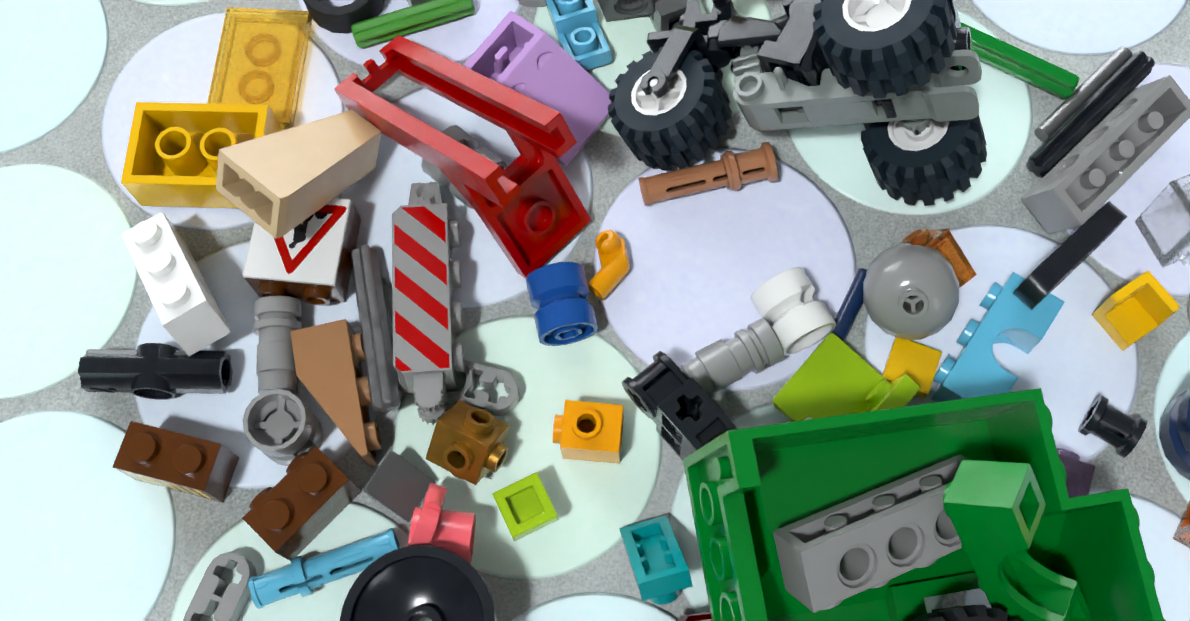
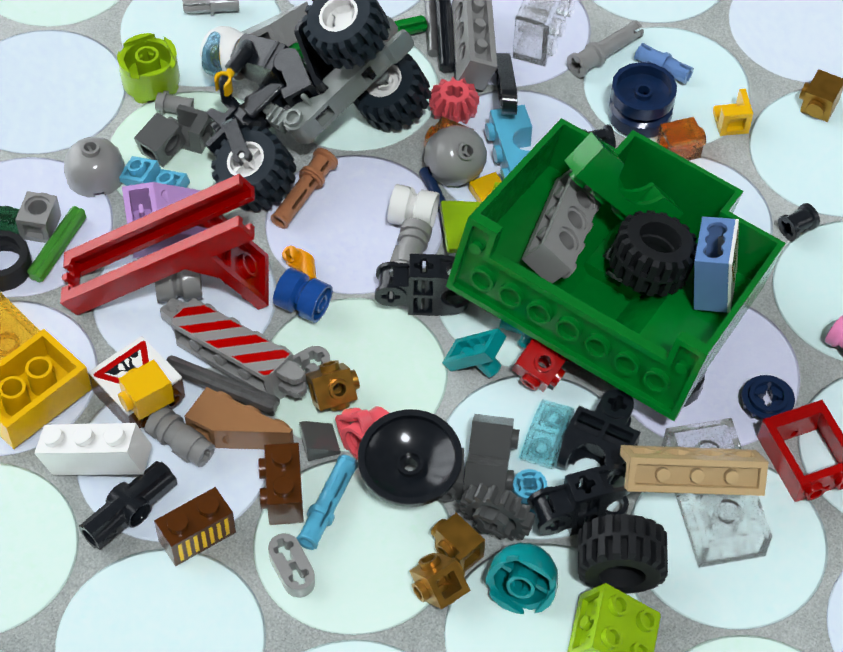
camera: 55 degrees left, 15 degrees down
(269, 268) = (145, 390): none -> yellow brick
(275, 419) = (232, 461): light grey wheel -> none
(297, 170) = (103, 338): tan slope -> none
(525, 506) = (391, 386): lime tile -> none
(590, 431) = (382, 334): light orange brick -> none
(1008, 213) = (454, 100): none -> coral gear
(1135, 310) = (555, 87): yellow panel -> none

